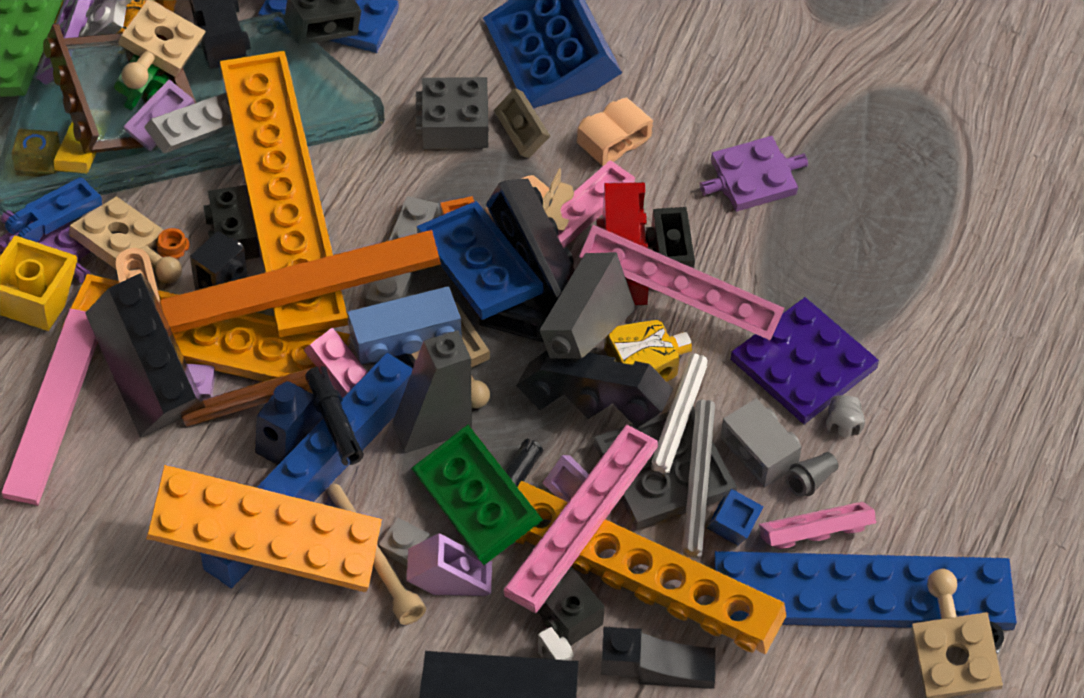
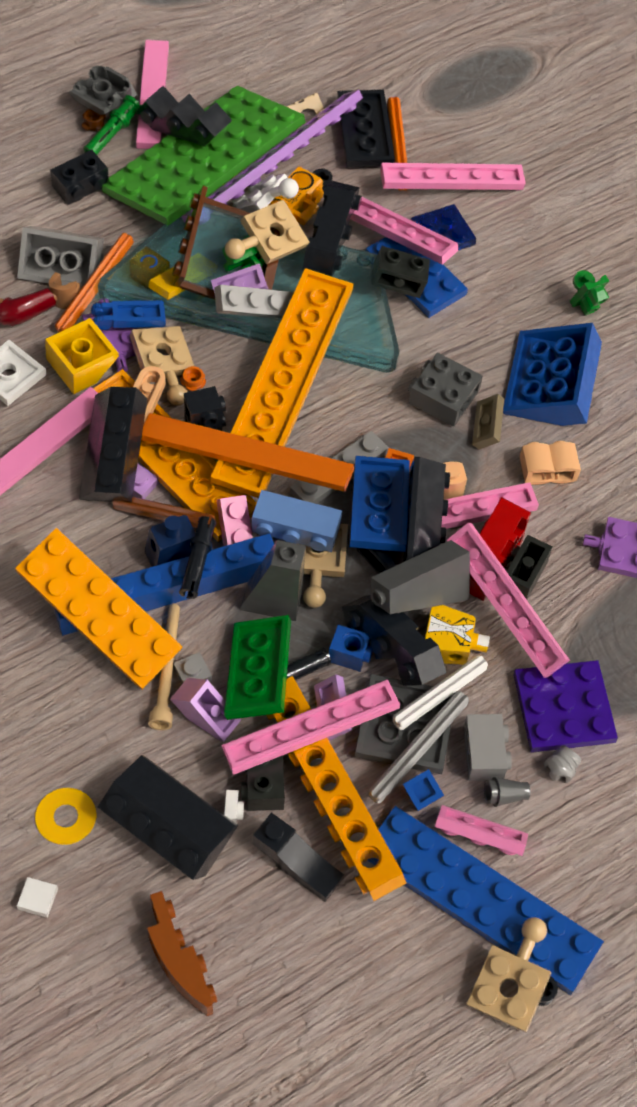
camera: 30 degrees right, 5 degrees up
(232, 216) = (237, 383): pearl dark grey brick -> none
(556, 410) = (348, 637): none -> blue brick
(562, 195) = (459, 500): tan piece -> none

